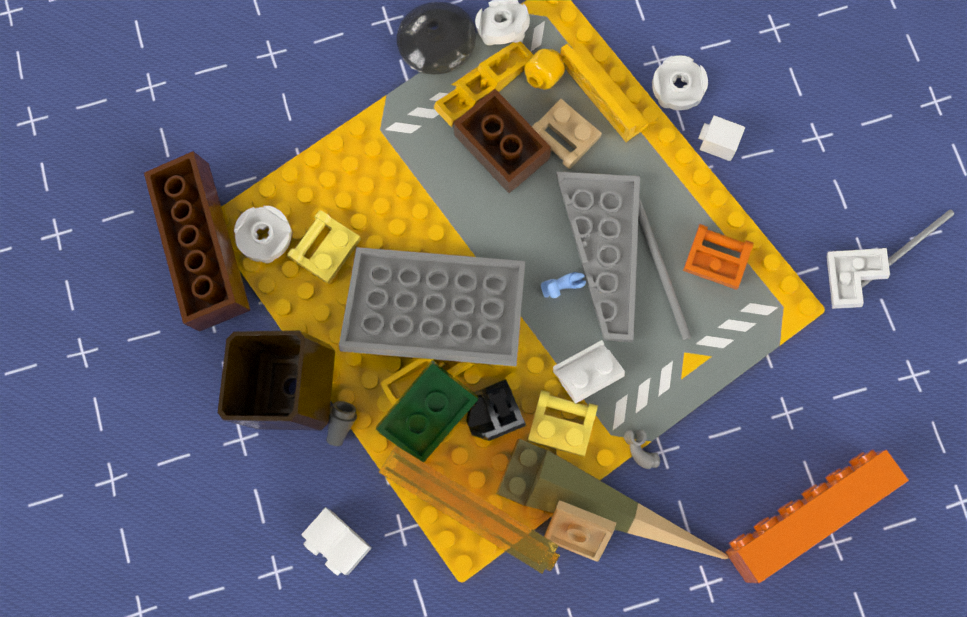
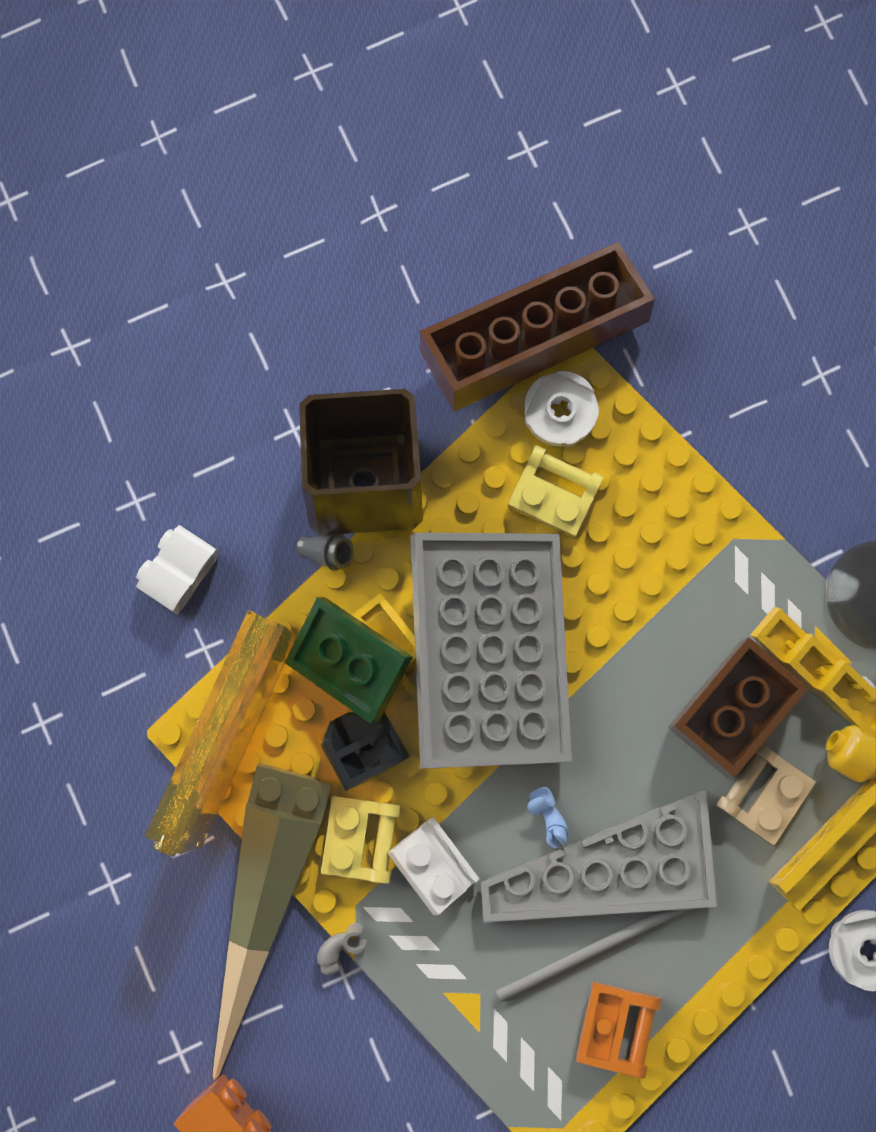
camera: 80 degrees right, 5 degrees up
(579, 531) = (221, 877): tan plate -> none
(721, 137) = (793, 1018): white brick -> none

